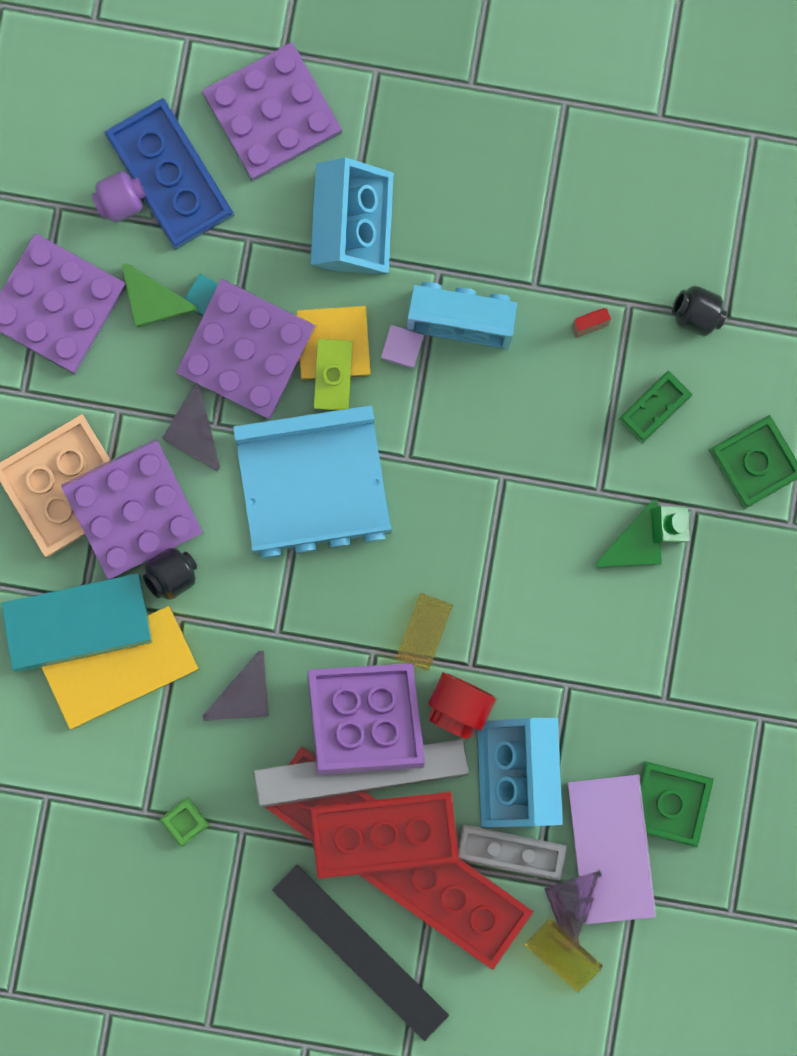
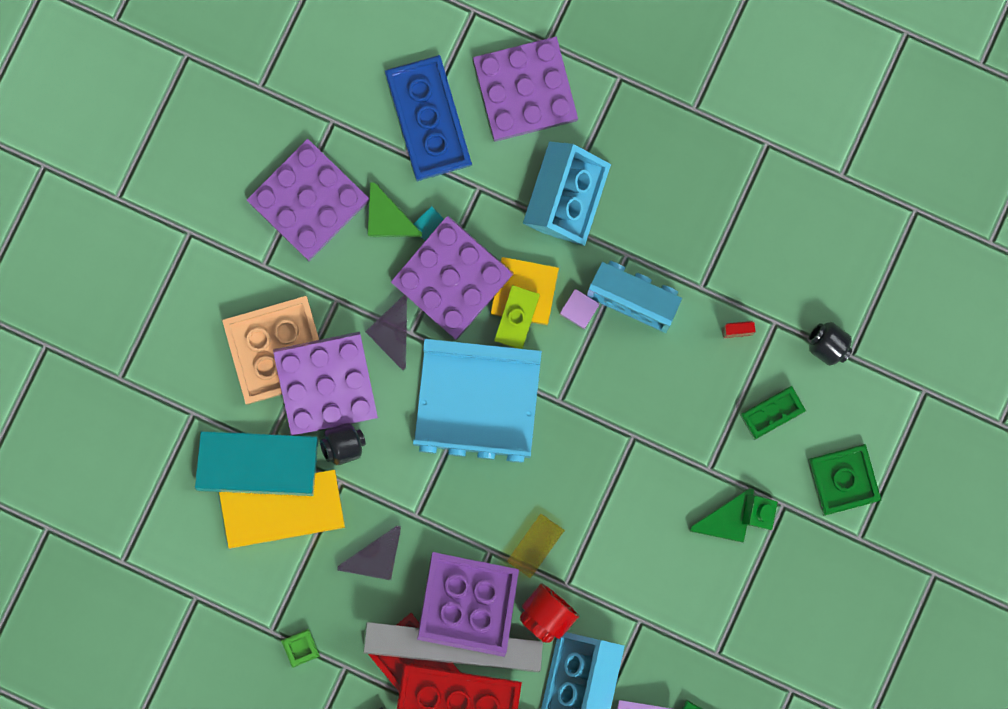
camera: 25 degrees right, 0 degrees up
(118, 196) = (382, 127): medium lavender head -> none

